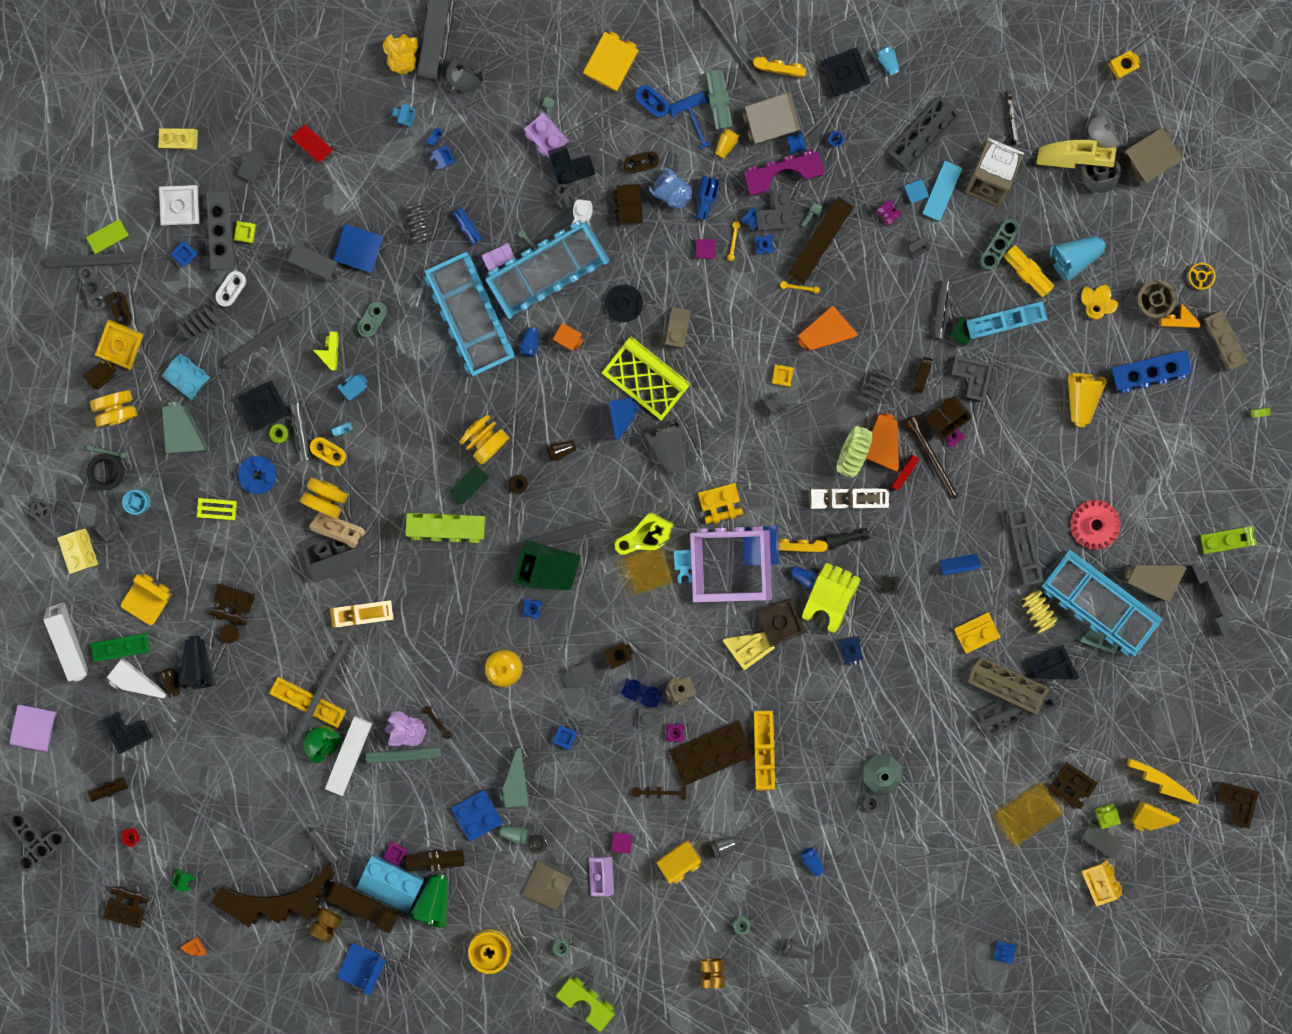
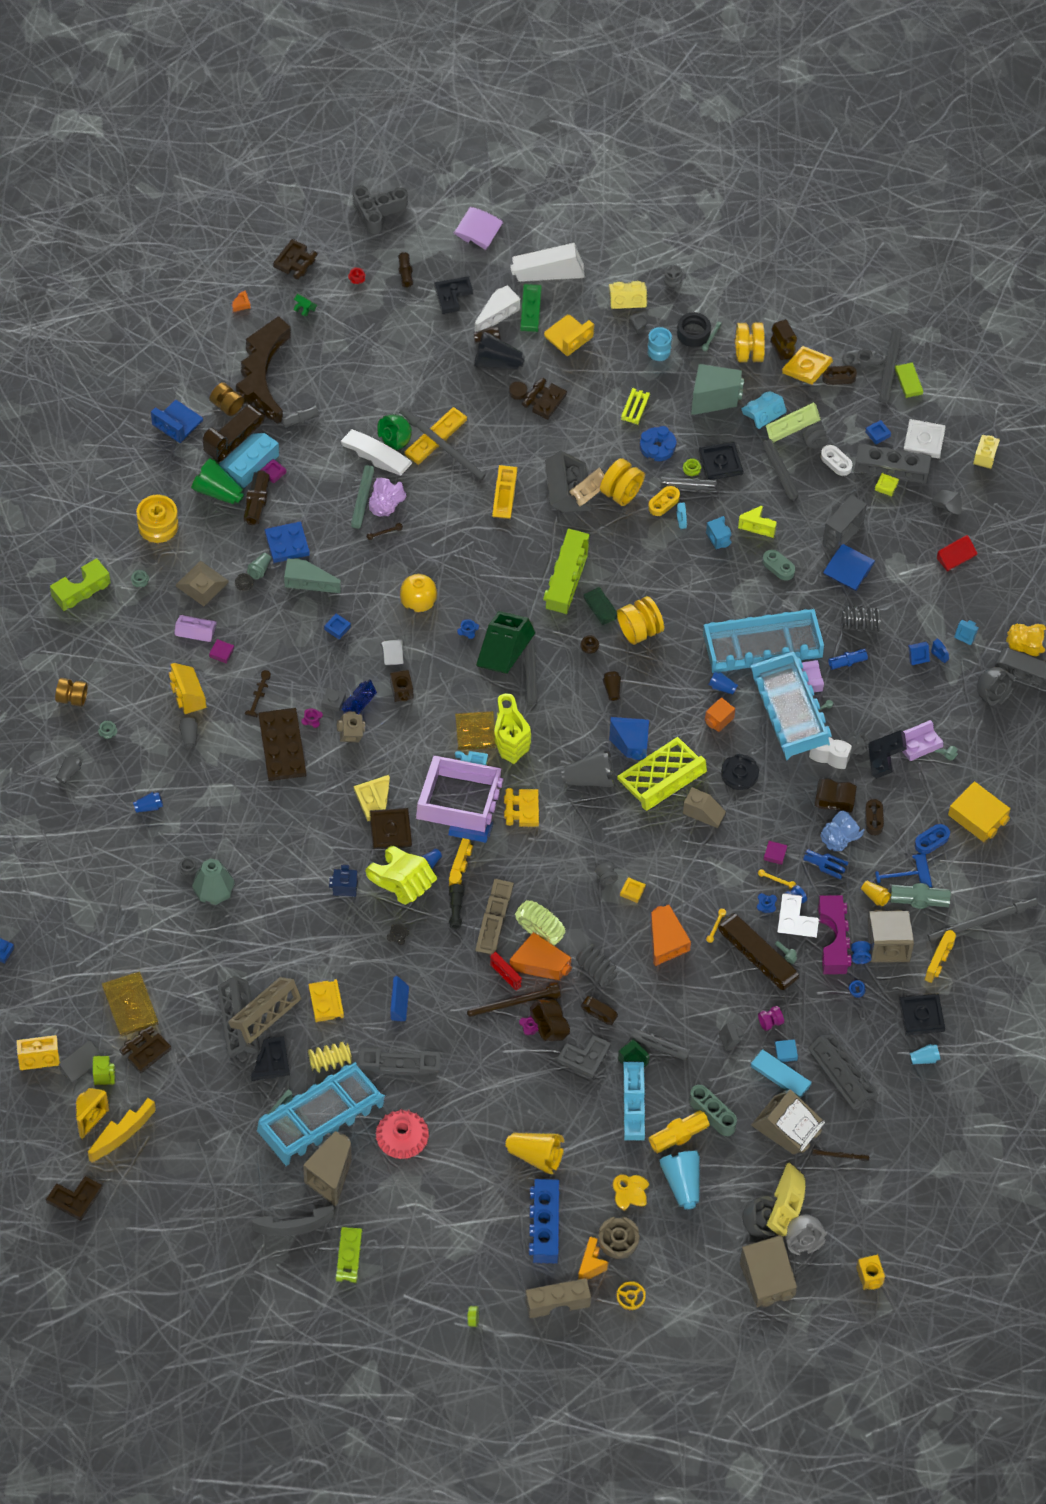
camera: 105 degrees right, 30 degrees down
(201, 342) = (793, 422): none -> yellowish green tile
(764, 751) = (270, 788): yellow slope -> none

